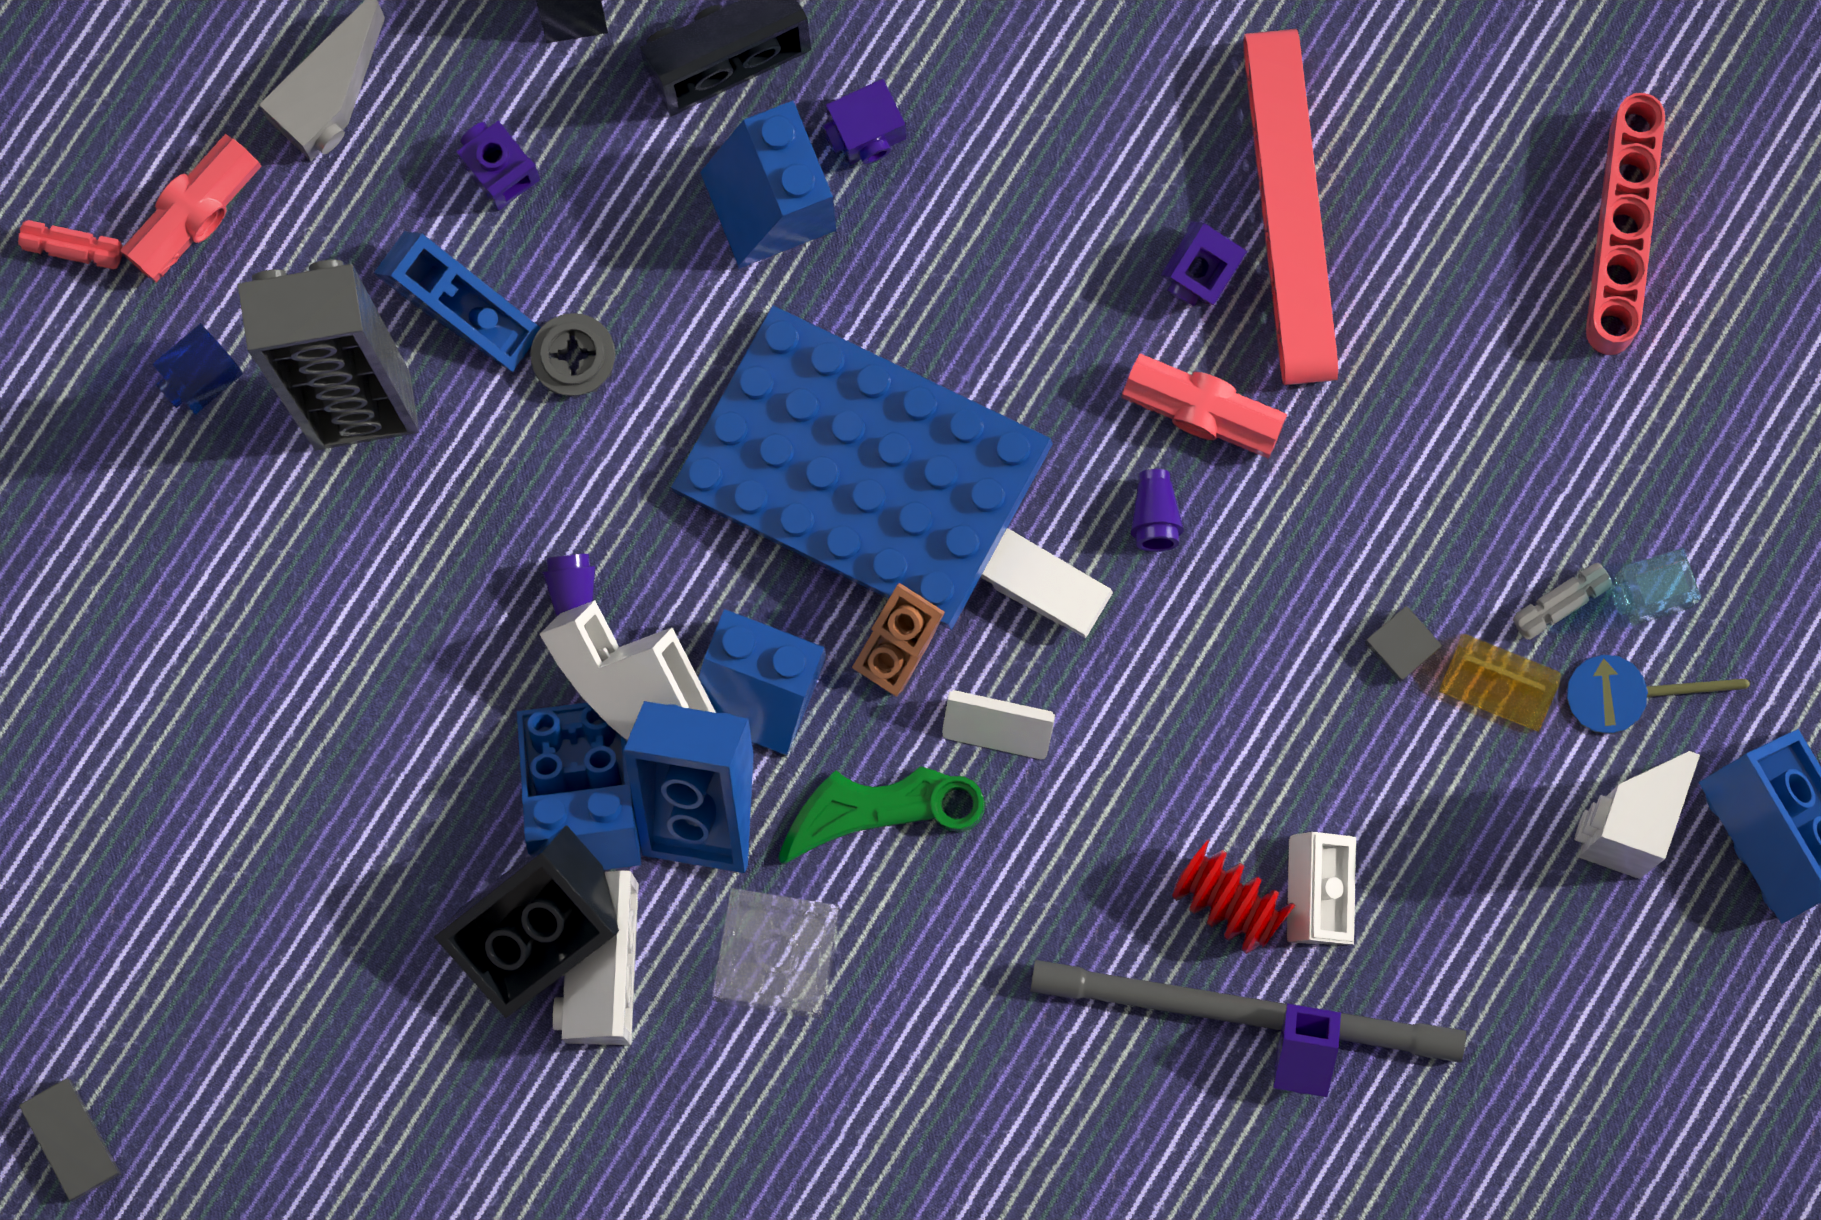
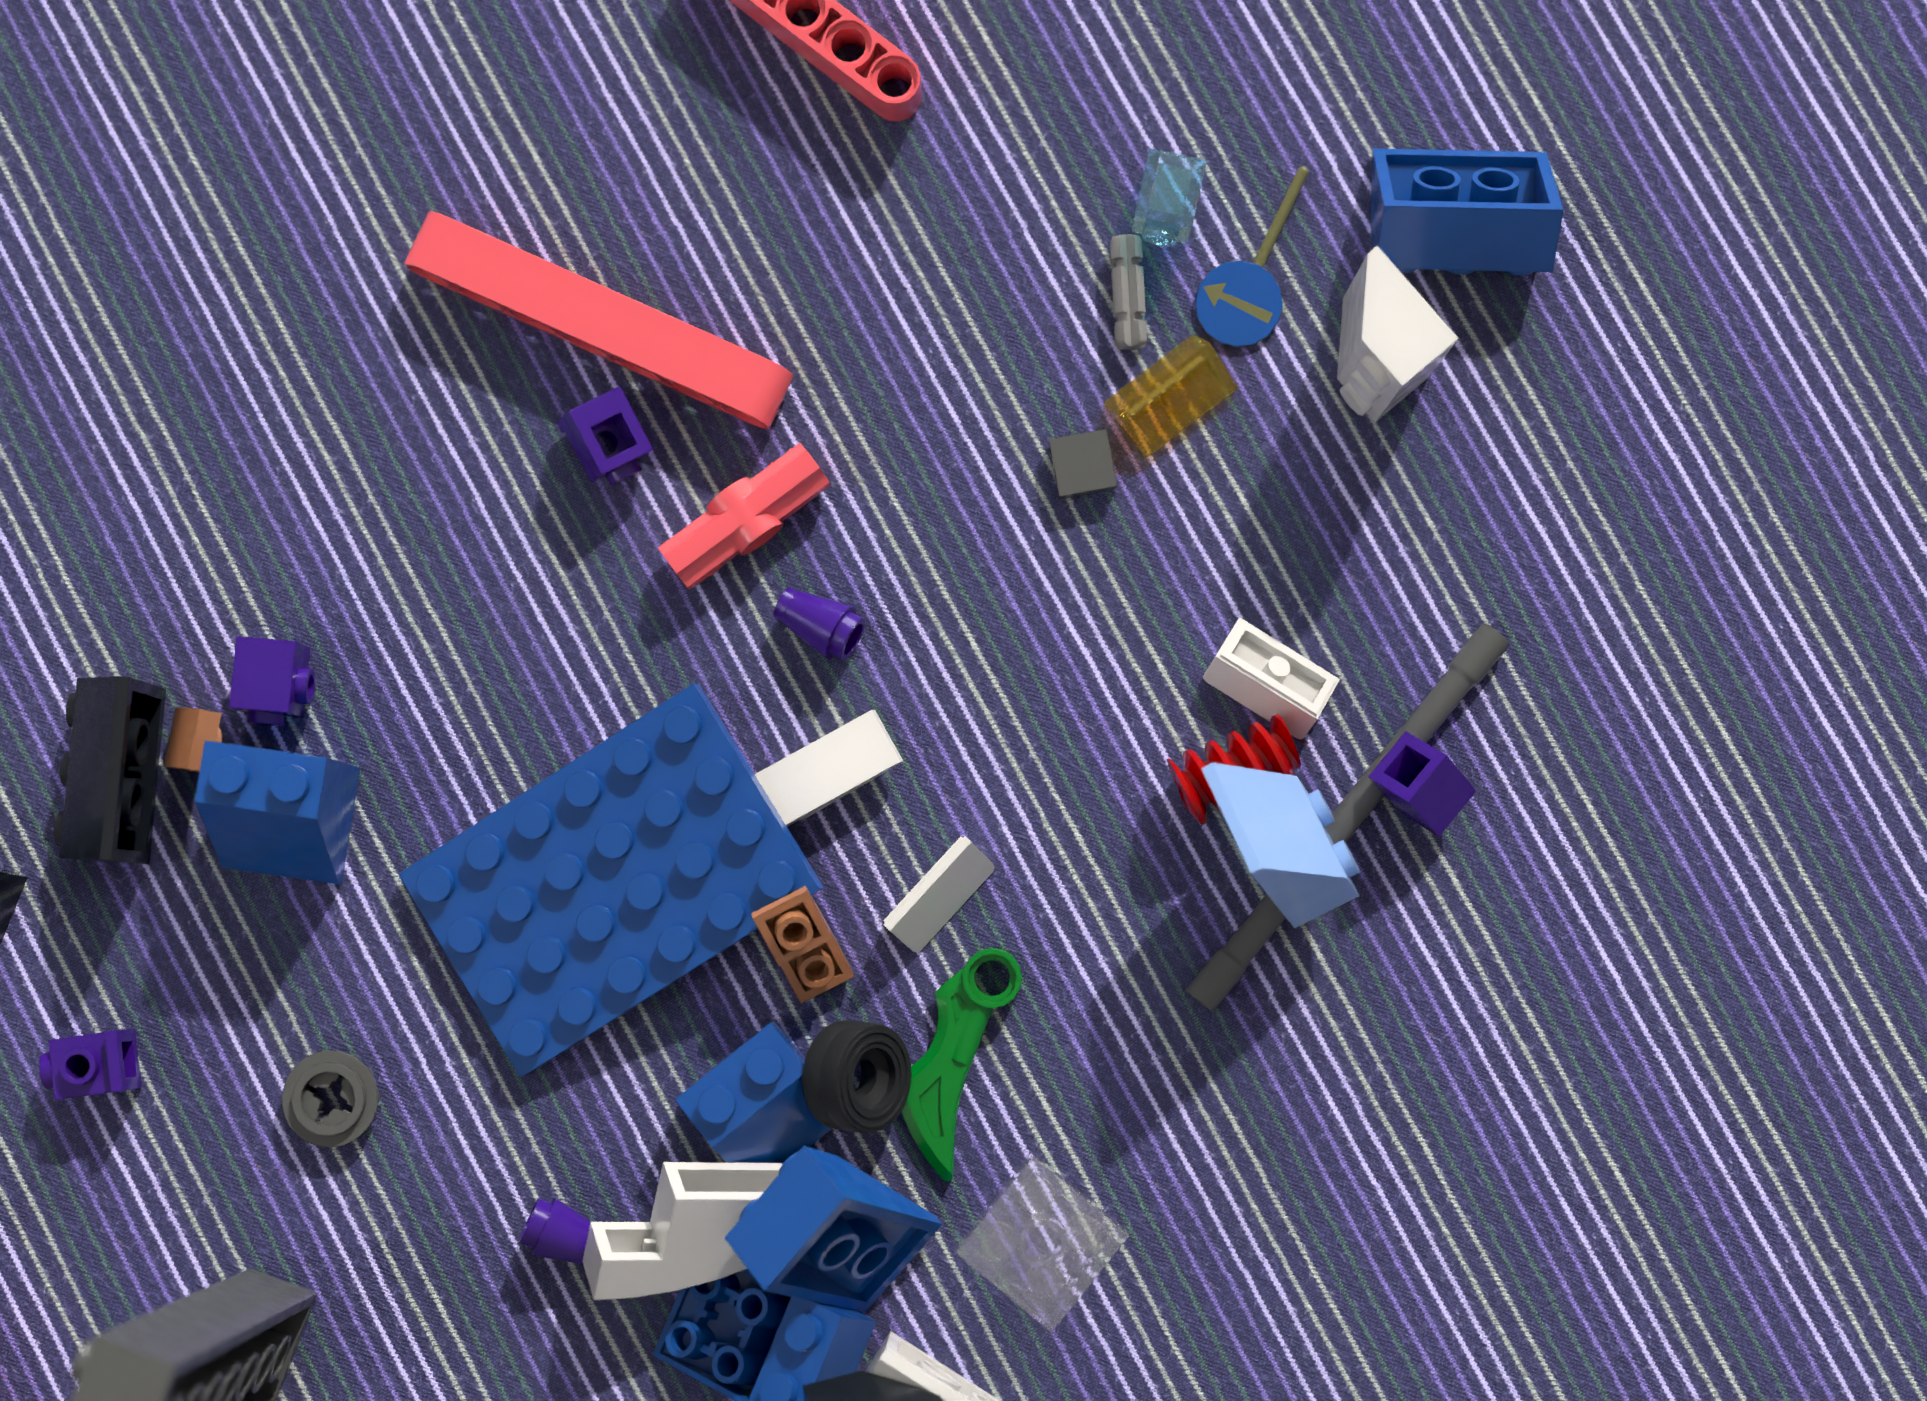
camera: 60 degrees left, 5 degrees up
(457, 299) = (206, 1182): blue slope -> none
(786, 87) = (187, 737): none -> nougat slope
(805, 717) = (830, 1075): none -> black tyre
(1195, 957) = (1285, 840): none -> light blue slope

